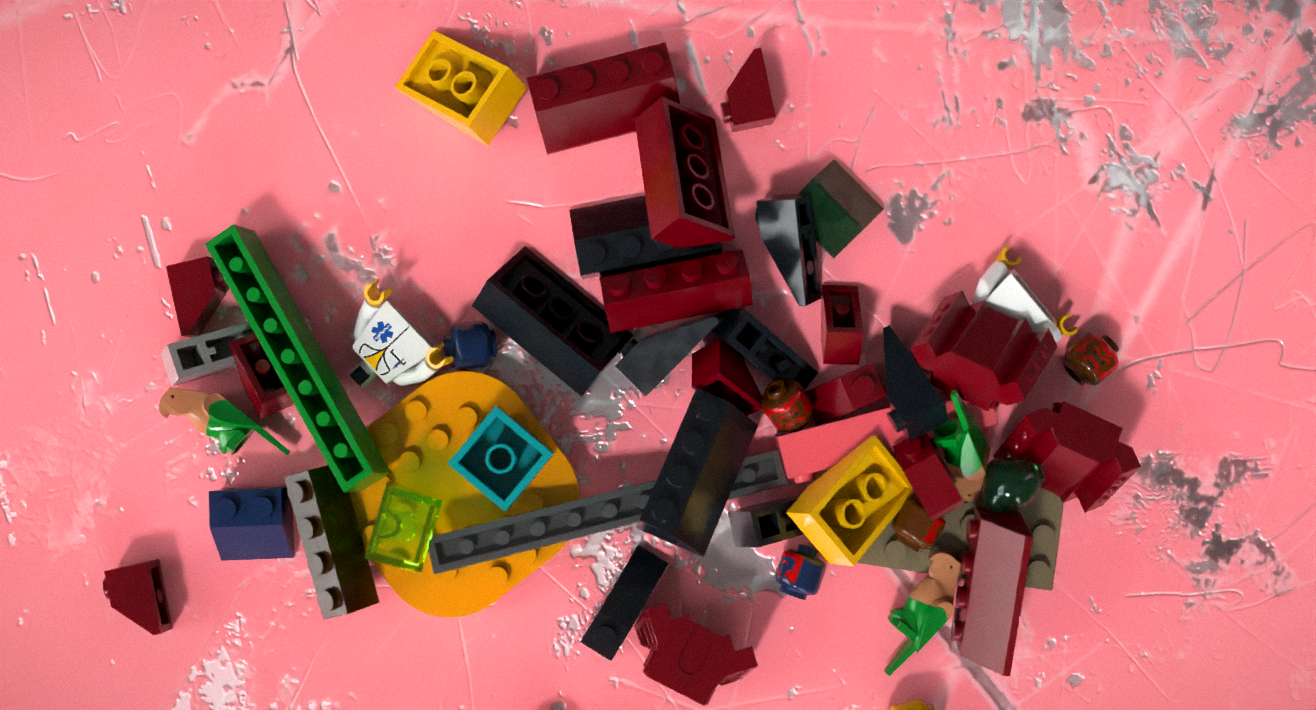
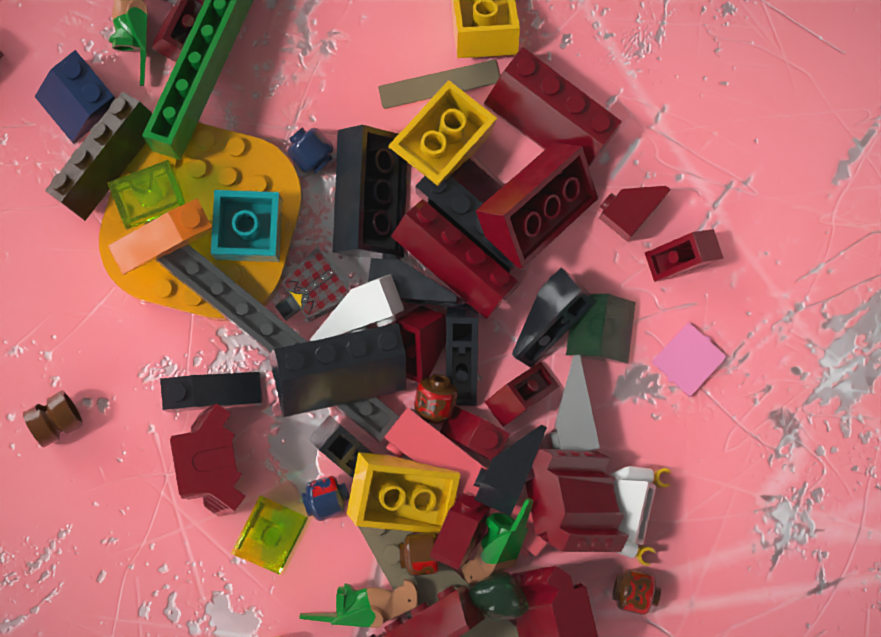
camera: 55 degrees right, 5 degrees down
(391, 344) = (269, 96): white torso -> none
(453, 546) = (161, 236): none -> orange slope
(497, 180) = (427, 86): none -> dark tan sticker
(552, 212) = (444, 133): none -> yellow slope
(601, 439) = (312, 288): none -> torso
(658, 402) = (363, 305): none -> white slope
(795, 646) = (269, 534): none -> clear neon green slope
(826, 82) = (684, 254): none -> dark red slope
(896, 293) = (574, 419): none -> light grey slope
(920, 152) = (688, 359): none -> bright pink piece

